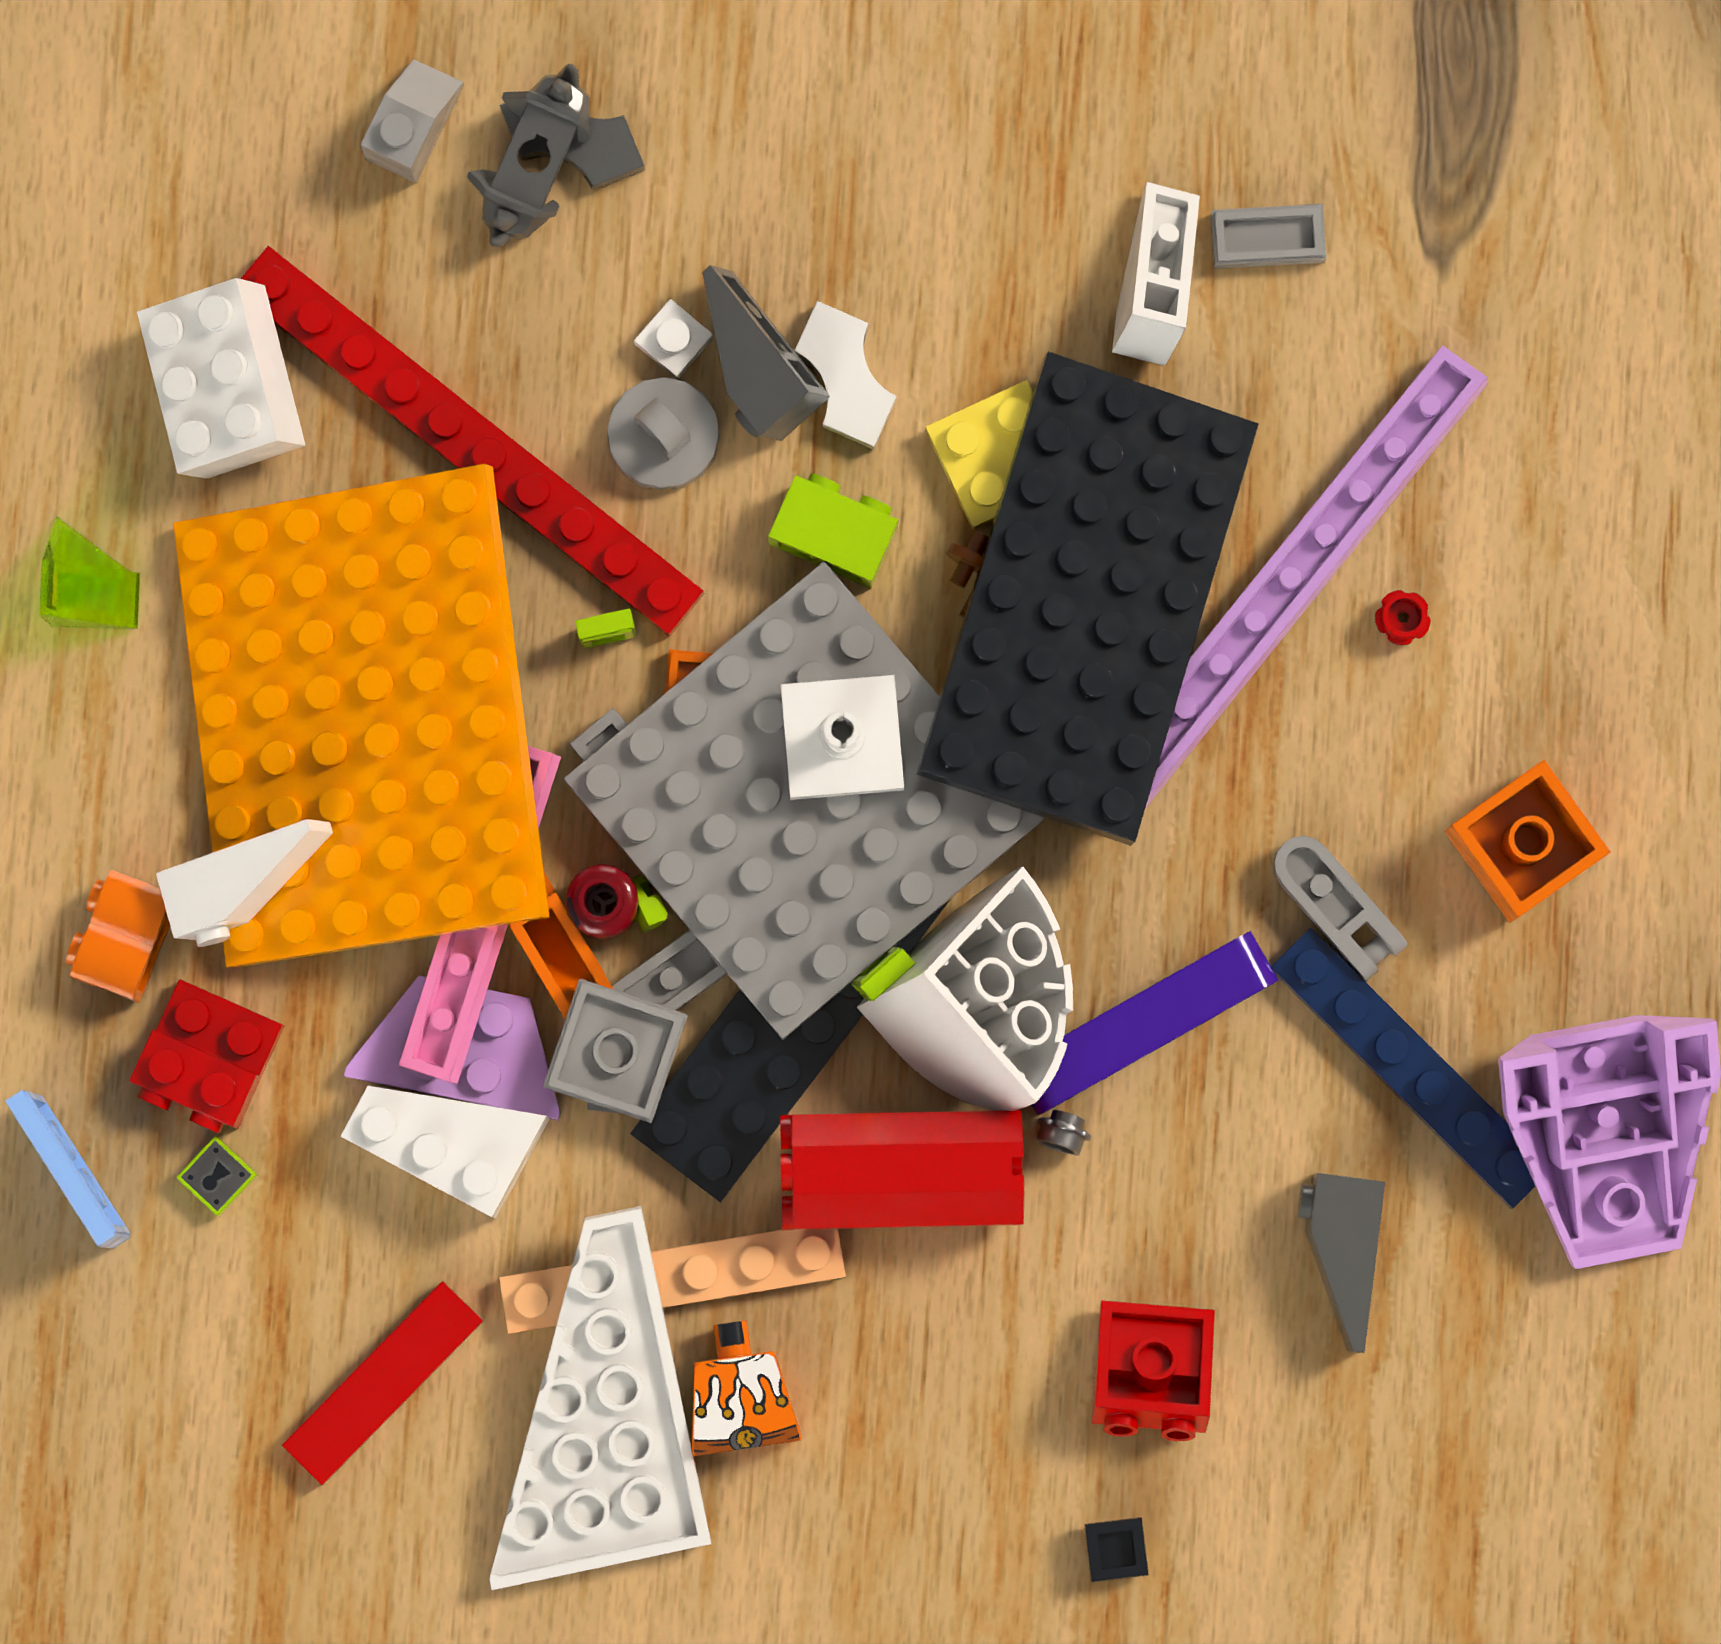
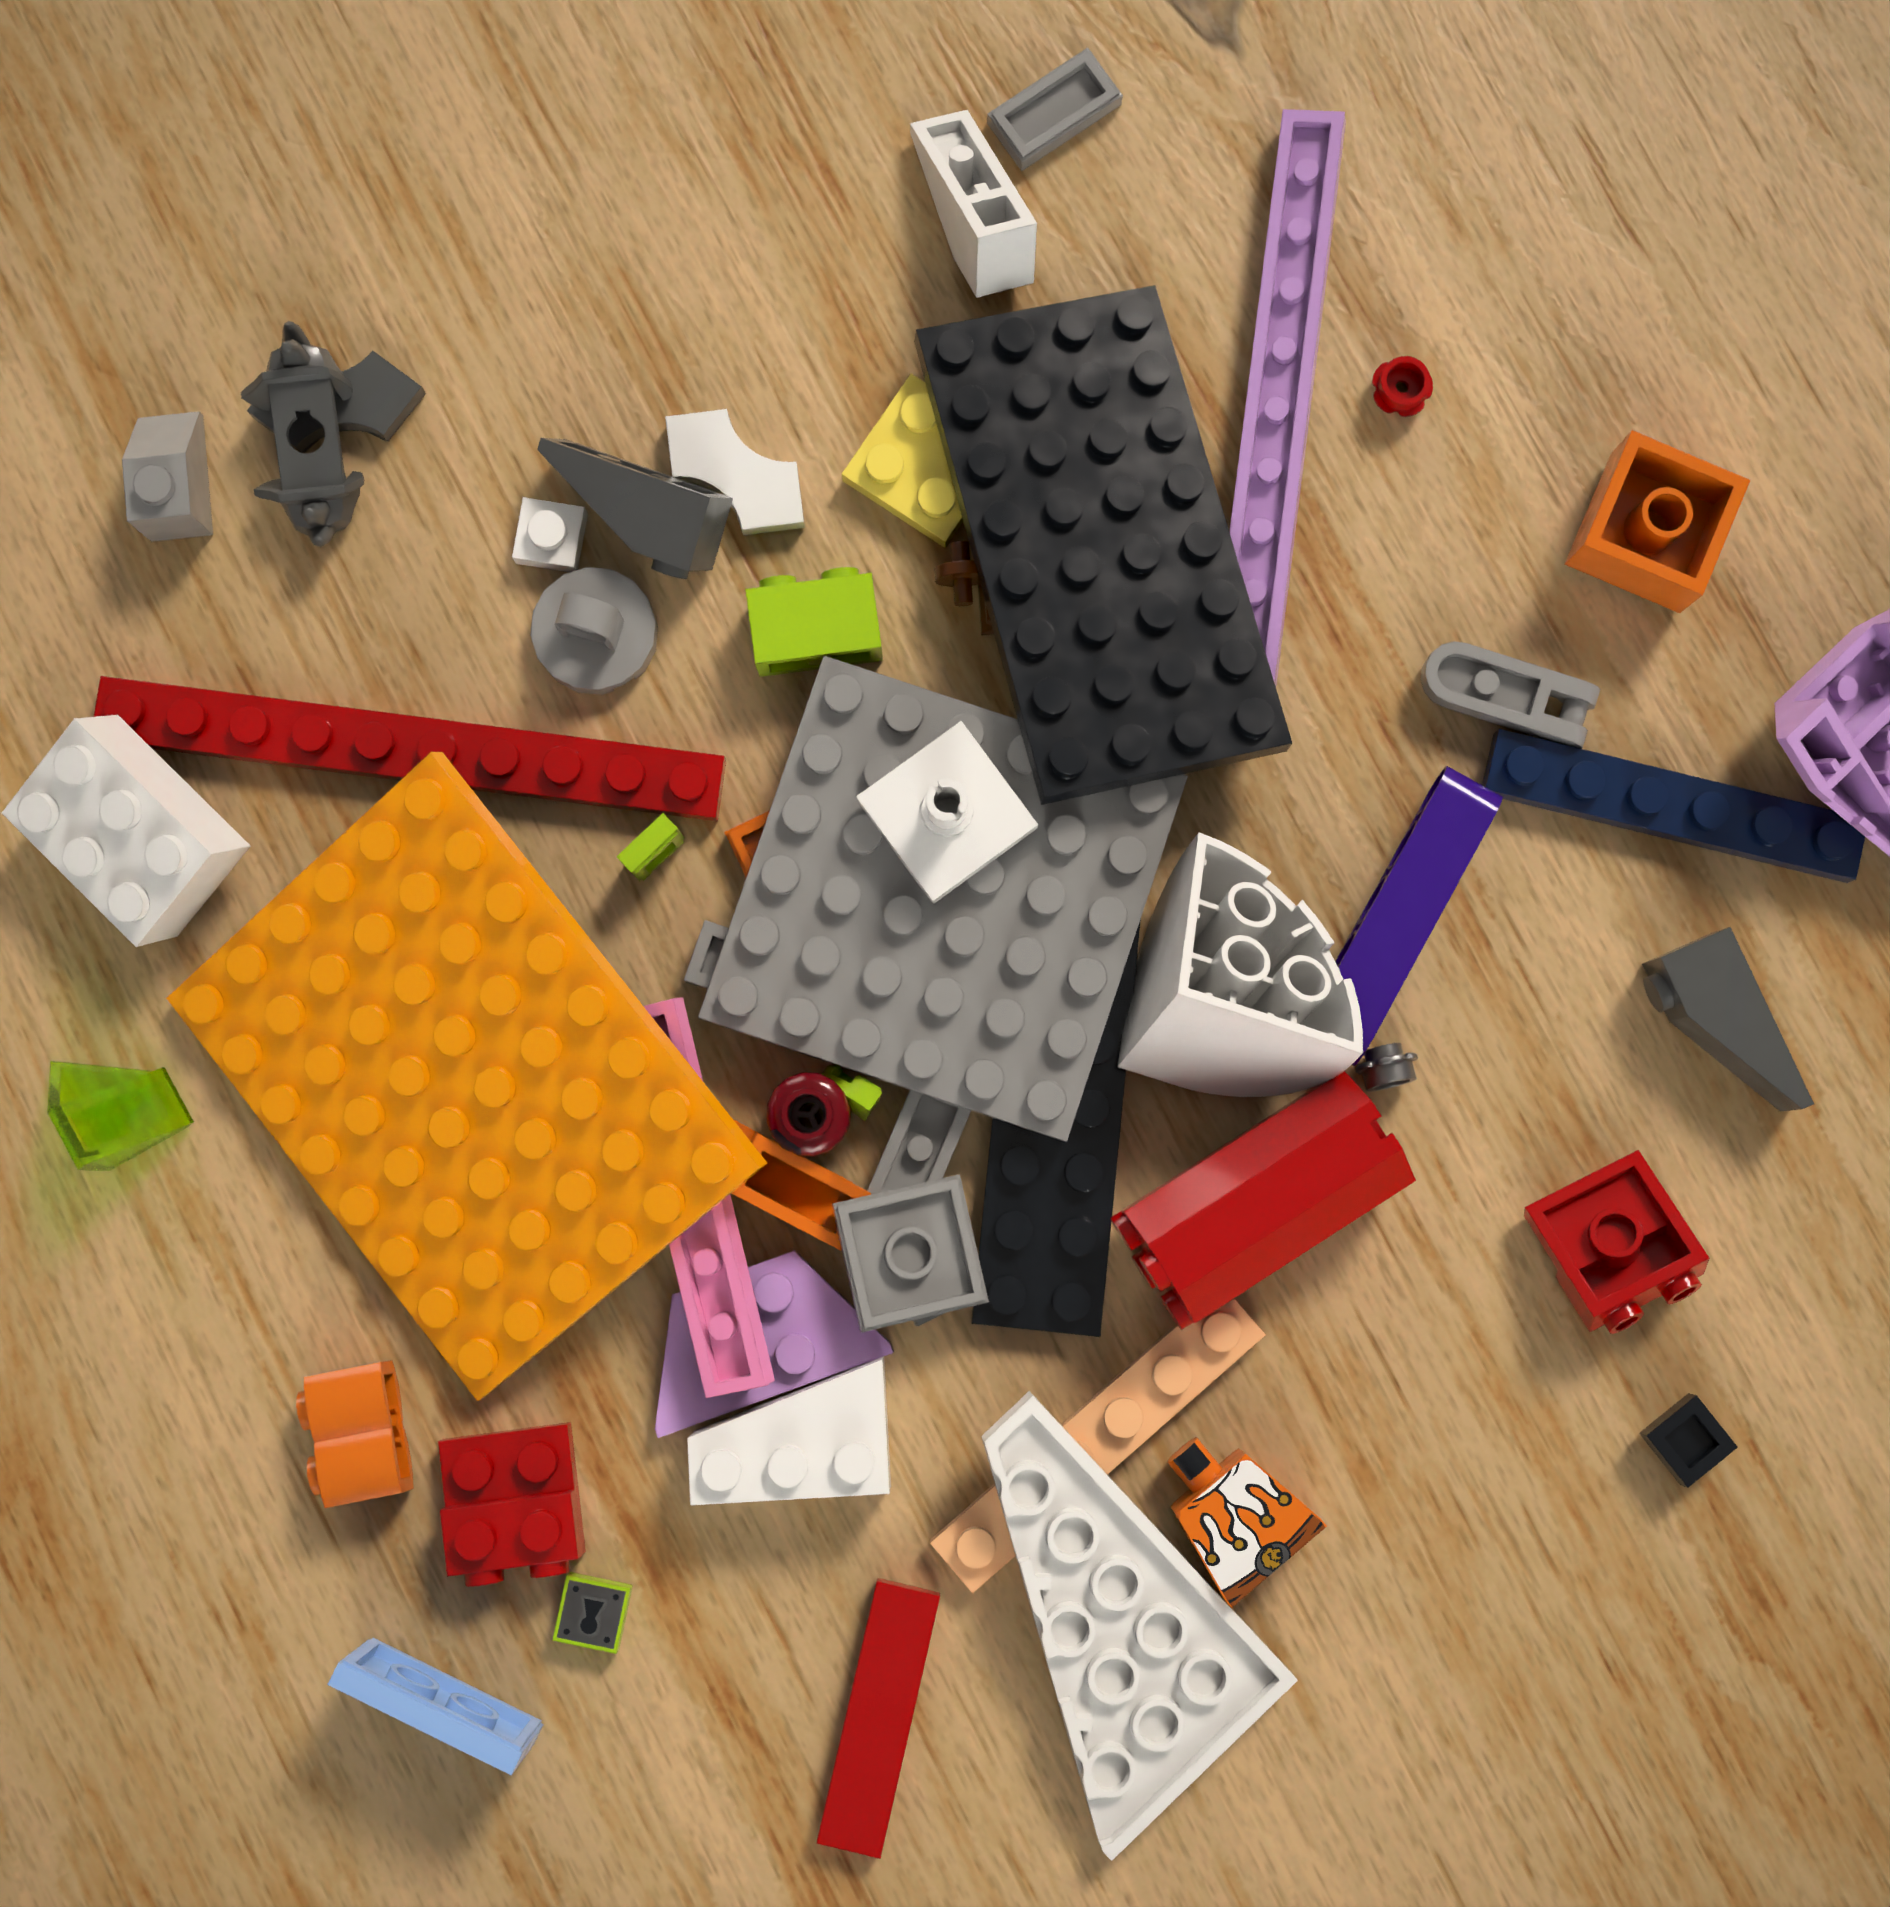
camera: 30 degrees left, 0 degrees up
(236, 882) = (434, 1316): white slope -> none
(882, 973) = (1126, 1018): lime tile -> none

